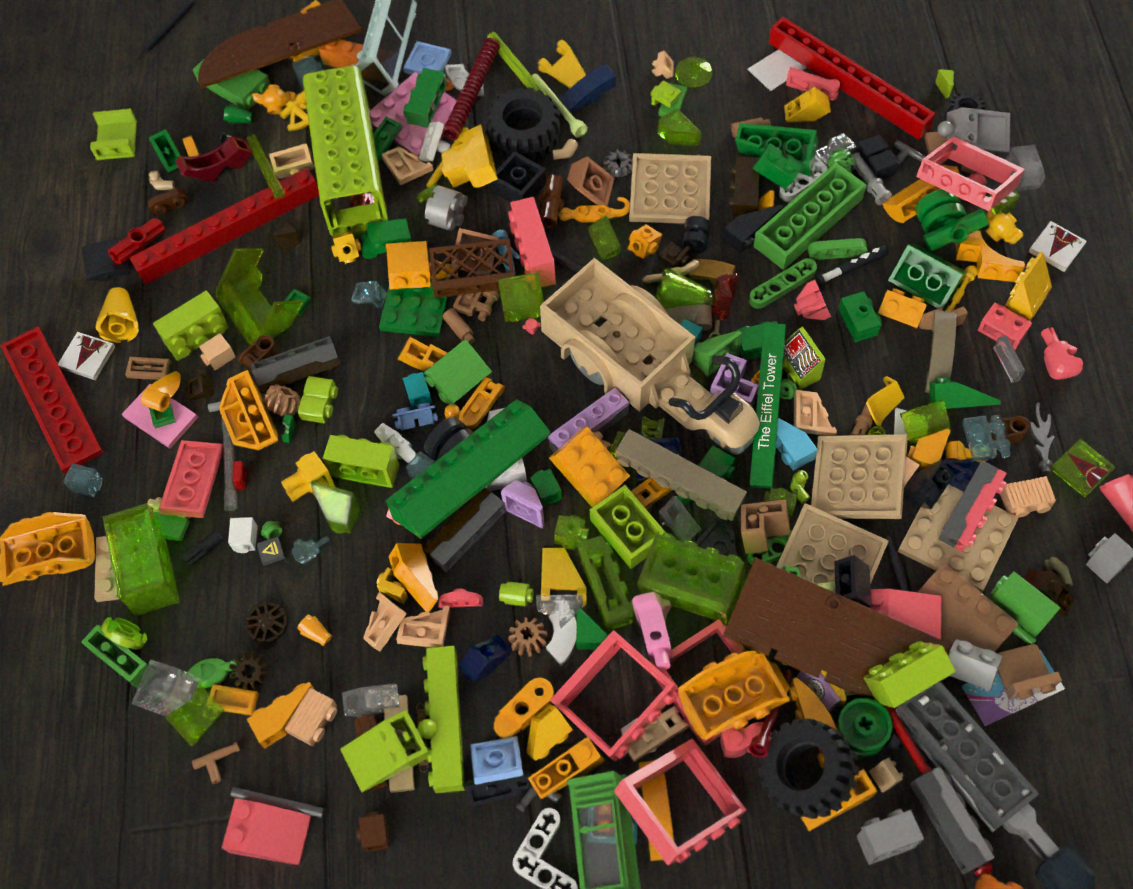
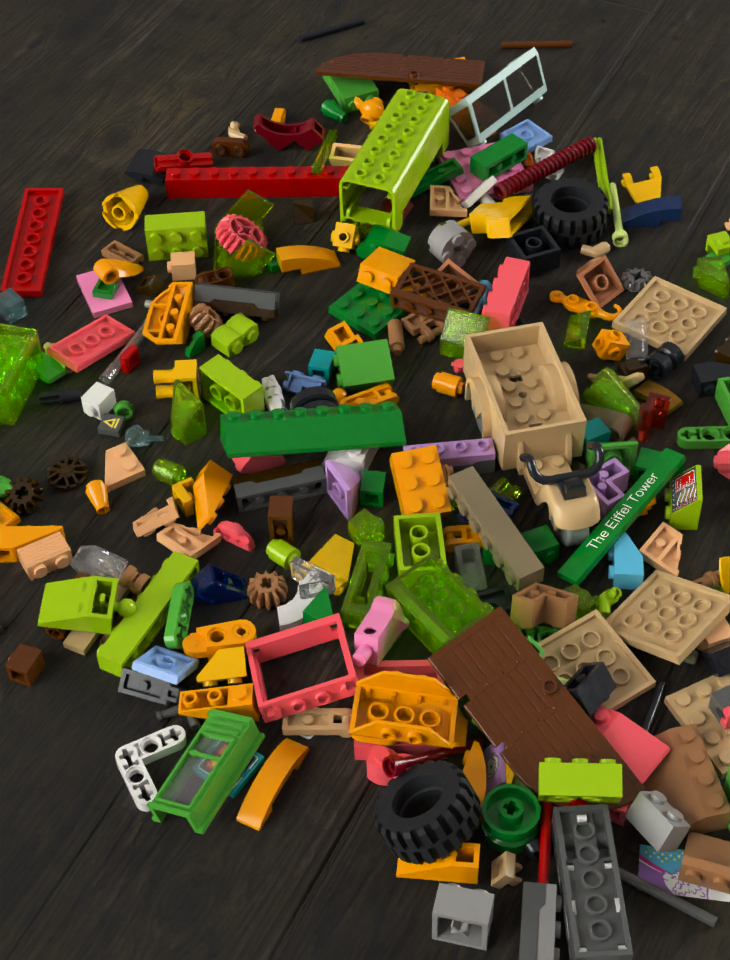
camera: 30 degrees right, 15 degrees down
(86, 356) = (83, 225): white tile -> none
(115, 134) = (228, 87): lime panel -> none
(165, 149) = (256, 104): green slope -> none
(252, 296) = (235, 230): none -> coral gear
(311, 587) = (121, 467): none -> light nougat wing
(324, 286) = (306, 258): none -> light orange slope
(360, 571) = (168, 471): none -> clear neon green brick
(369, 293) = (339, 278): clear light blue bracket -> none
(412, 697) = (134, 580): none -> medium nougat wheel
(474, 707) = (179, 615): none -> bright green beam
(497, 565) = (282, 518): none -> reddish brown brick
(537, 350) = (448, 384): none -> light orange brick
(551, 201) = (549, 279): reddish brown piece -> none
(660, 222) = (637, 336): none -> clear tile
(708, 777) = (300, 742): coral window -> none
(791, 386) = (651, 516): bright green plate -> none
(1017, 720) = (667, 897): none -> dark grey bar

